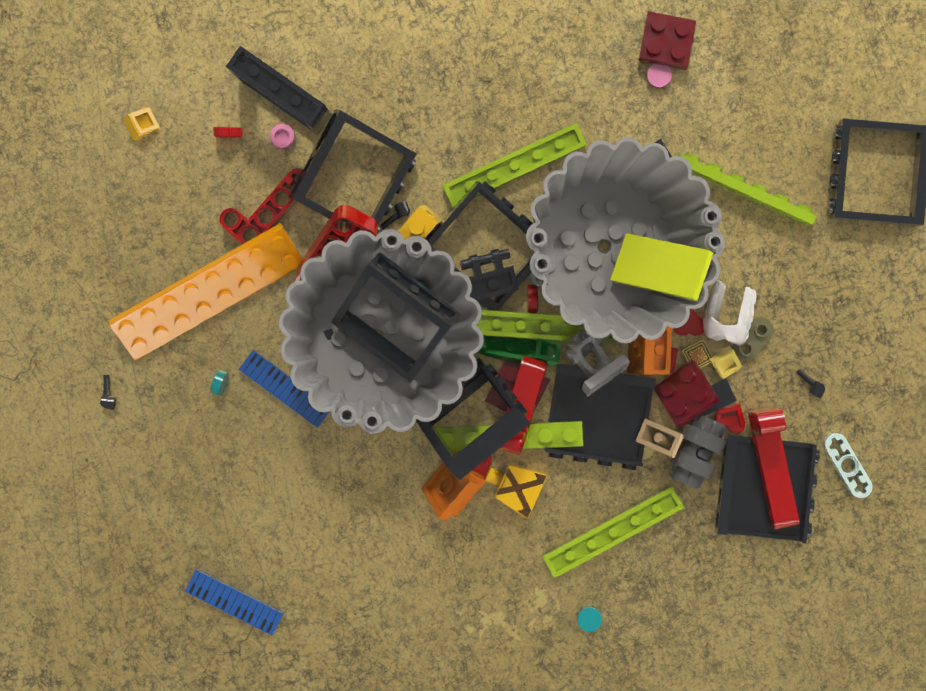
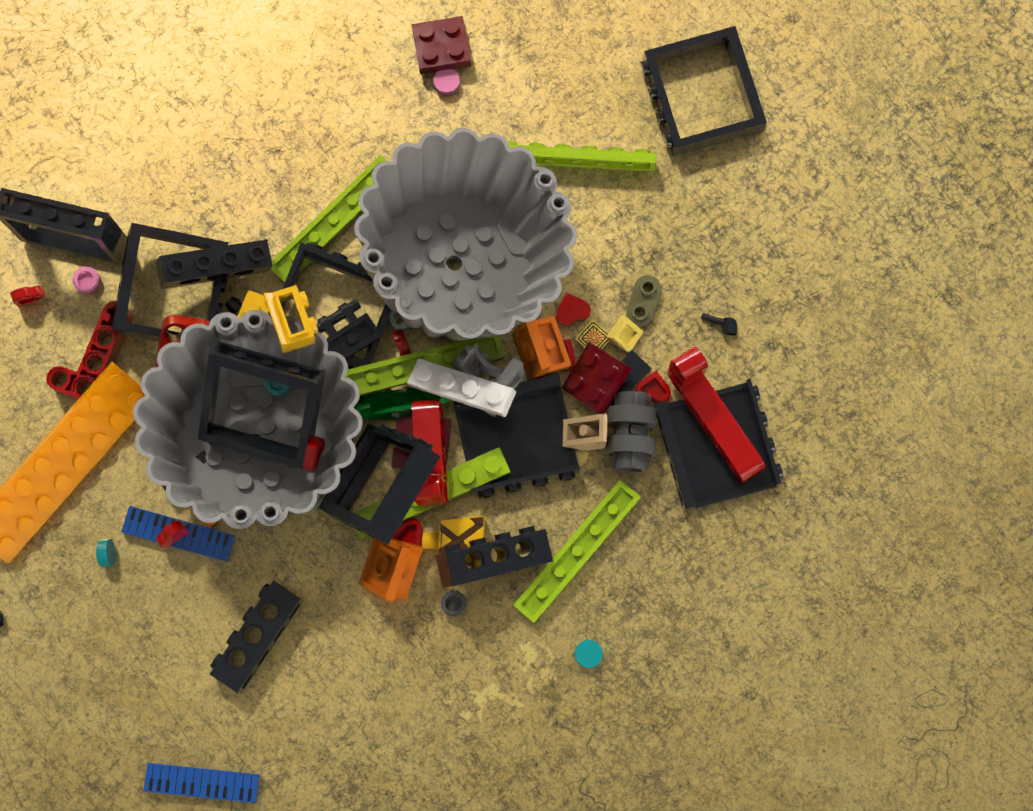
camera: 20 degrees left, 10 degrees down
(281, 389) = (172, 533): none -> red tile
(293, 528) = (239, 677): none -> black brick
(398, 172) = (213, 264): none -> black brick
(424, 372) = (313, 453): none -> red tile
(438, 254) = (298, 340): none -> yellow window
(494, 535) = (453, 603): none -> dark grey piece
(570, 364) = (462, 387): none -> white plate
(576, 522) = (534, 552): none -> black brick
(662, 266) = (517, 253): neon yellow tile -> none
(736, 333) = (613, 299): white piece -> none
(851, 484) = (792, 402): light aqua beam -> none

